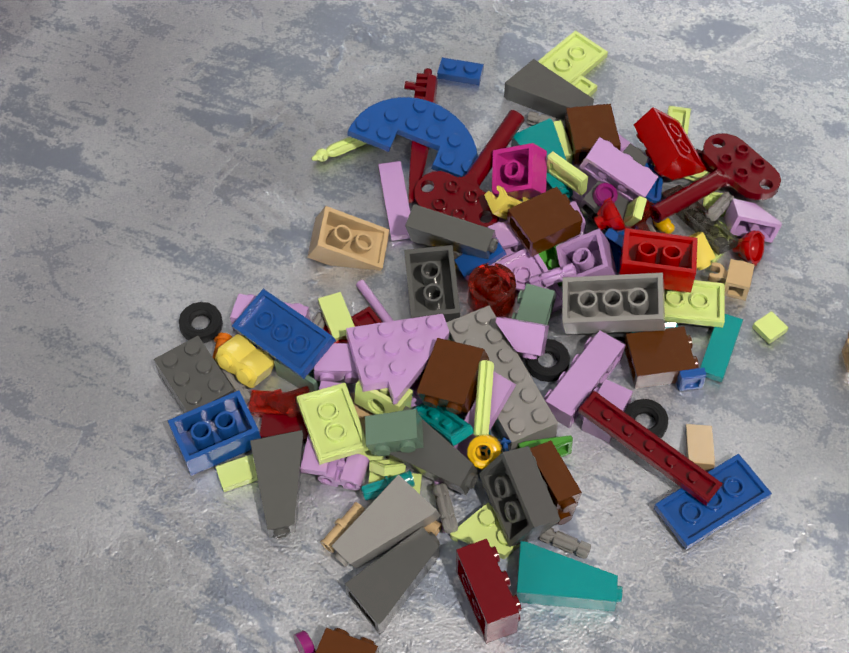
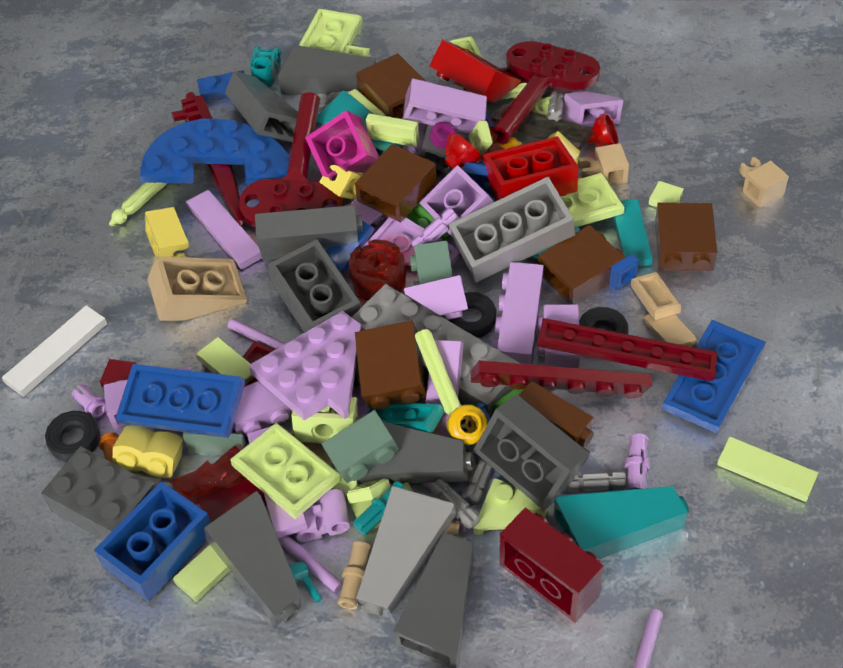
camera: 25 degrees left, 5 degrees down
(221, 247) = (54, 351): none -> white tile
(225, 300) = (91, 403): none -> lavender pin
(255, 285) = (116, 371): none -> dark red tile
(305, 505) = (301, 573): none -> teal hand
(318, 502) = (312, 564): none -> lavender bar
(348, 187) = (165, 232): none -> light yellow hinge
(472, 500) = (477, 481): none -> light grey axle
(477, 105) = (262, 107): none -> dark grey slope
(502, 67) = (265, 64): none -> teal piece
(571, 444) = (562, 378): none -> dark red plate
(606, 543) = (637, 461): none -> lavender pin
(706, 411) = (655, 296): none -> tan tile
(709, 598) = (767, 469): none -> yellowish green tile
(762, 371) = (685, 236): none -> reddish brown brick

